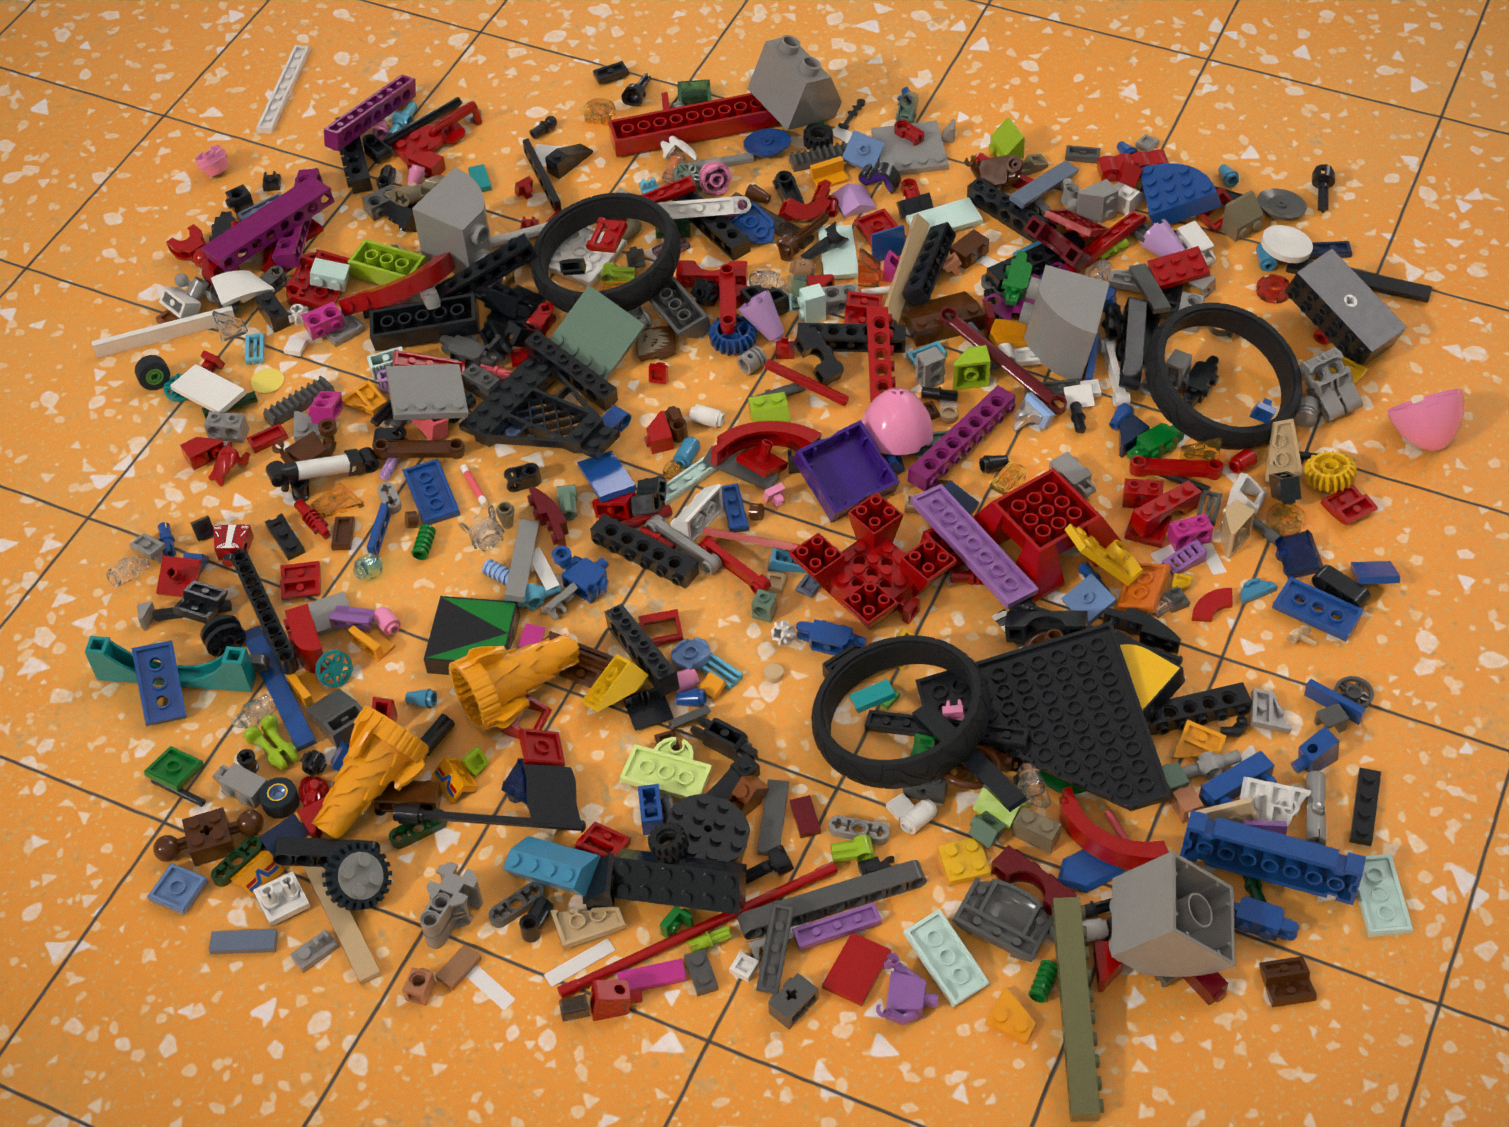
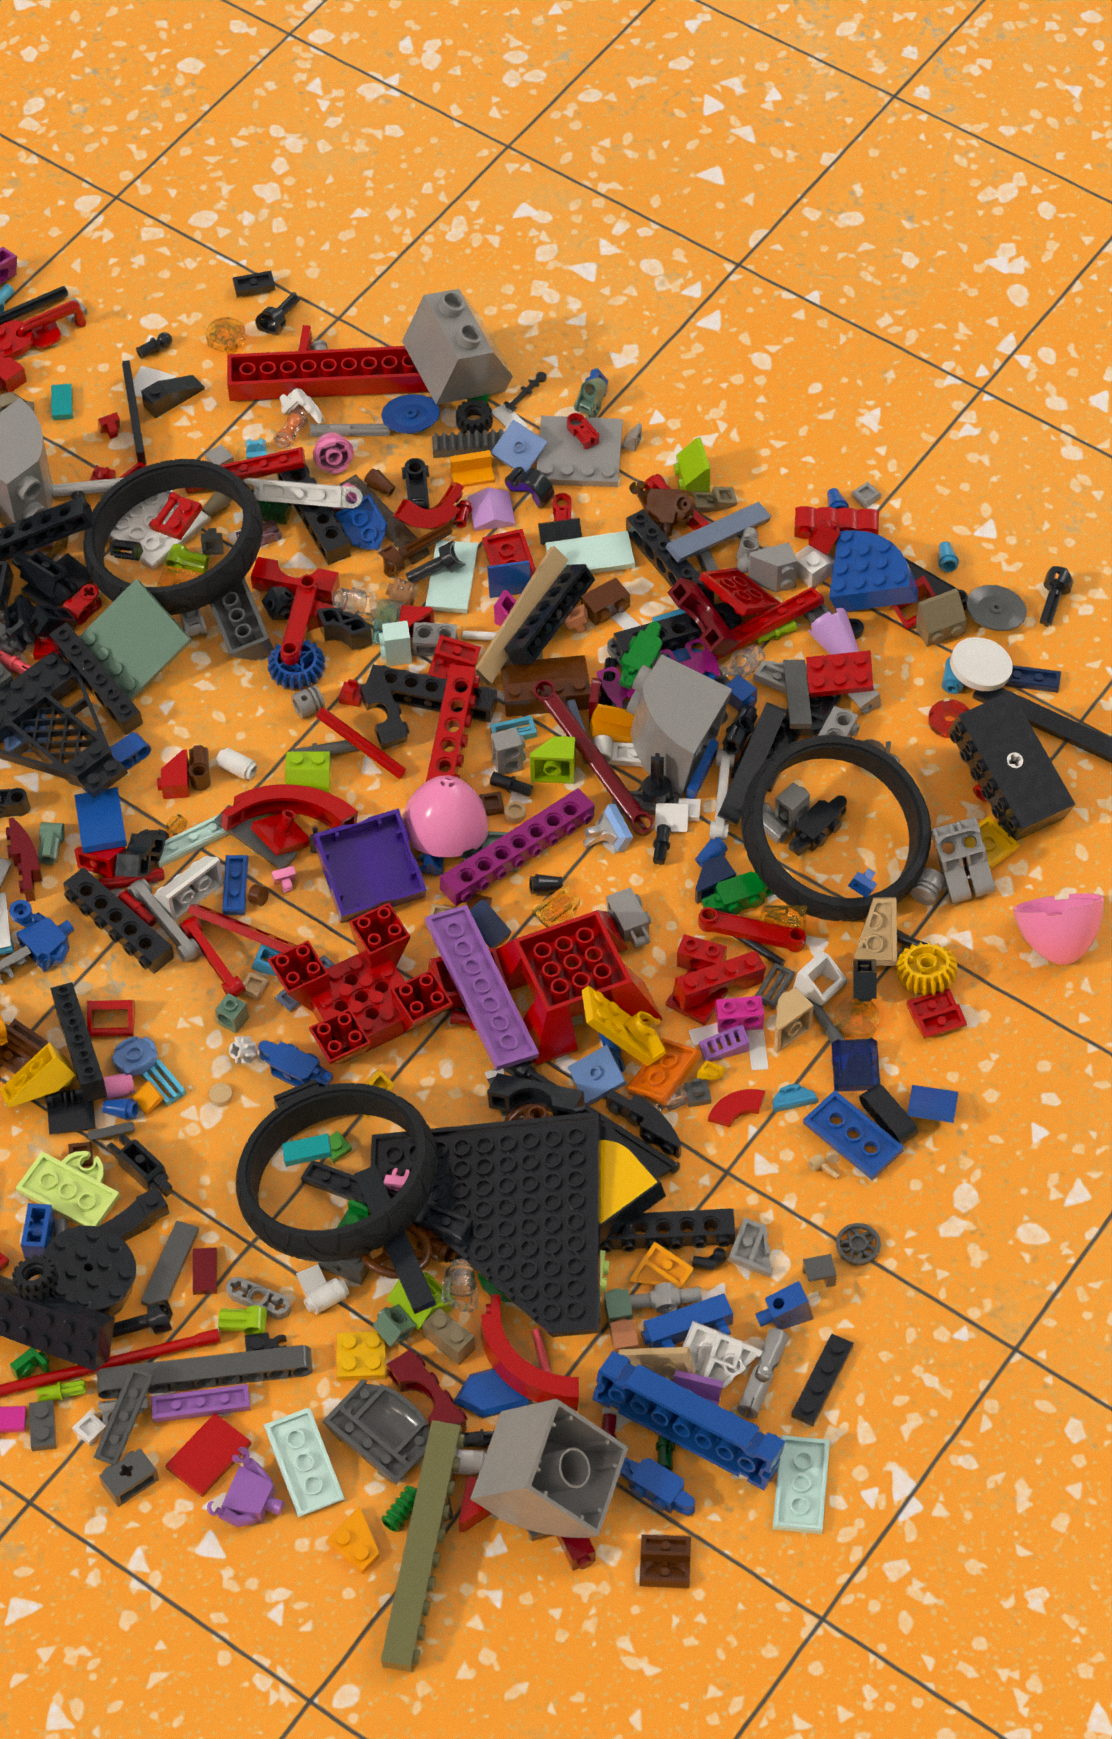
camera: 10 degrees right, 5 degrees up
(656, 342) = (205, 658): slope -> none
(658, 373) = (196, 698): red tile -> none
(684, 169) = (303, 441): sand green wheel -> none
(687, 452) = (200, 806): dark azure head -> none
(694, 91) = (344, 330): clear green brick -> none
(748, 793) = (148, 1234): dark orange slope -> none
(763, 316) = (334, 649): lavender cone -> none
(869, 270) = (476, 609): clear orange slope -> none
(909, 608) = (392, 1048): red tile -> none
(1062, 374) = (656, 786): none -> black piece
(1082, 154) = (783, 498): dark grey tile -> none
(1192, 236) = (872, 636): white brick -> none
(1242, 461) = (832, 936): red brick -> none
(1328, 697) = (827, 1246): blue tile -> none

